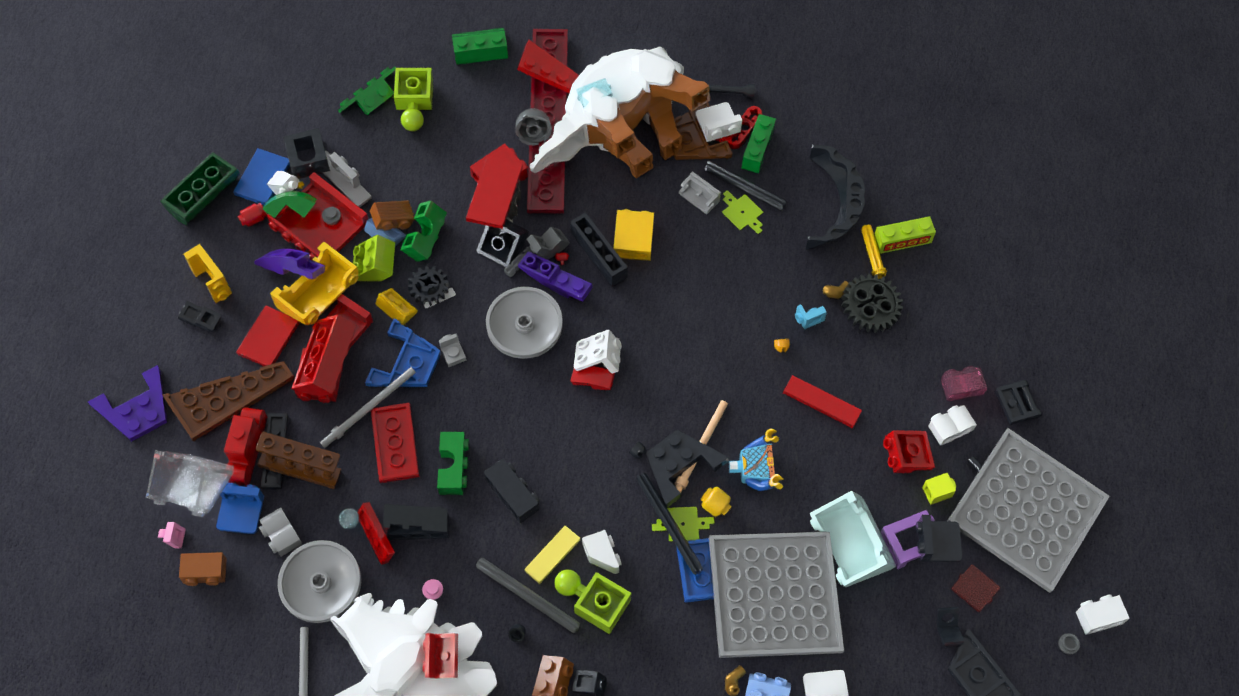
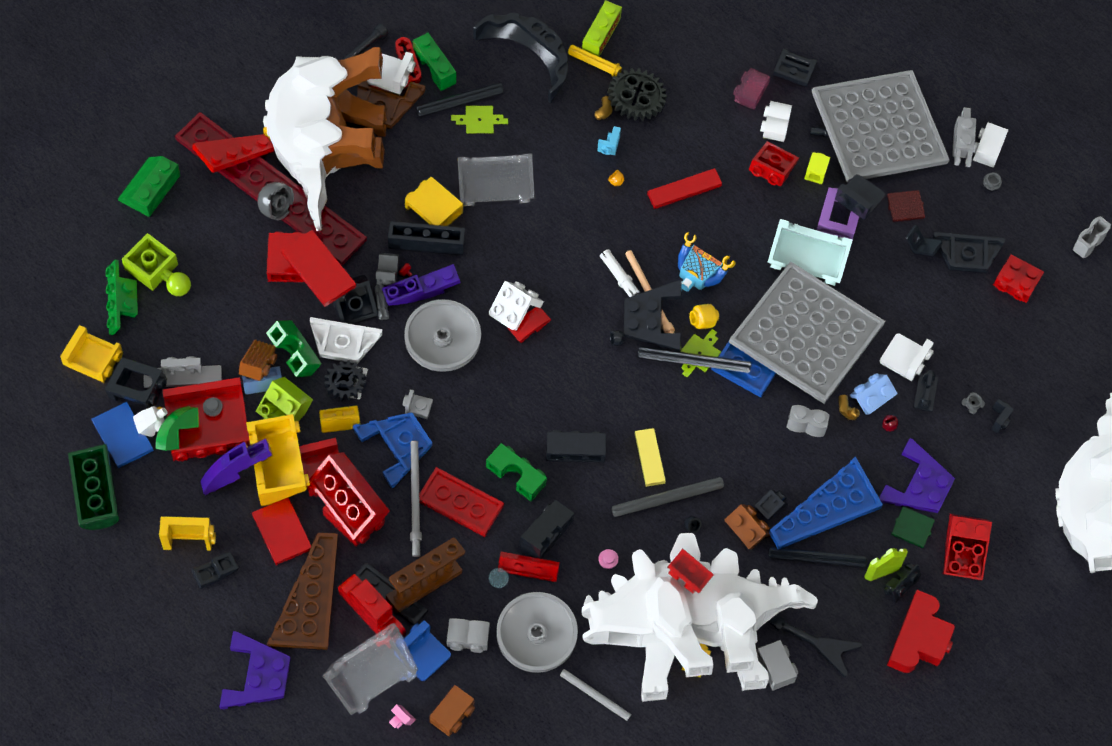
camera: 55 degrees left, 0 degrees up
(252, 215) = (155, 465): red brick -> none
(309, 108) = (91, 355): none -> yellow panel
(463, 260) = (343, 340): none -> white wing
(598, 590) = (717, 449): lime brick -> none
(600, 552) = (678, 421): white slope -> none
(601, 85) = (297, 121): clear light blue piece -> none
(688, 651) = (809, 421): none -> light grey brick
(694, 417) = (624, 280): none -> white pin
(695, 257) = (495, 179): none -> clear windscreen
(700, 193) = (439, 134): light grey hinge -> none
(1086, 587) = (964, 137): none -> light grey hinge

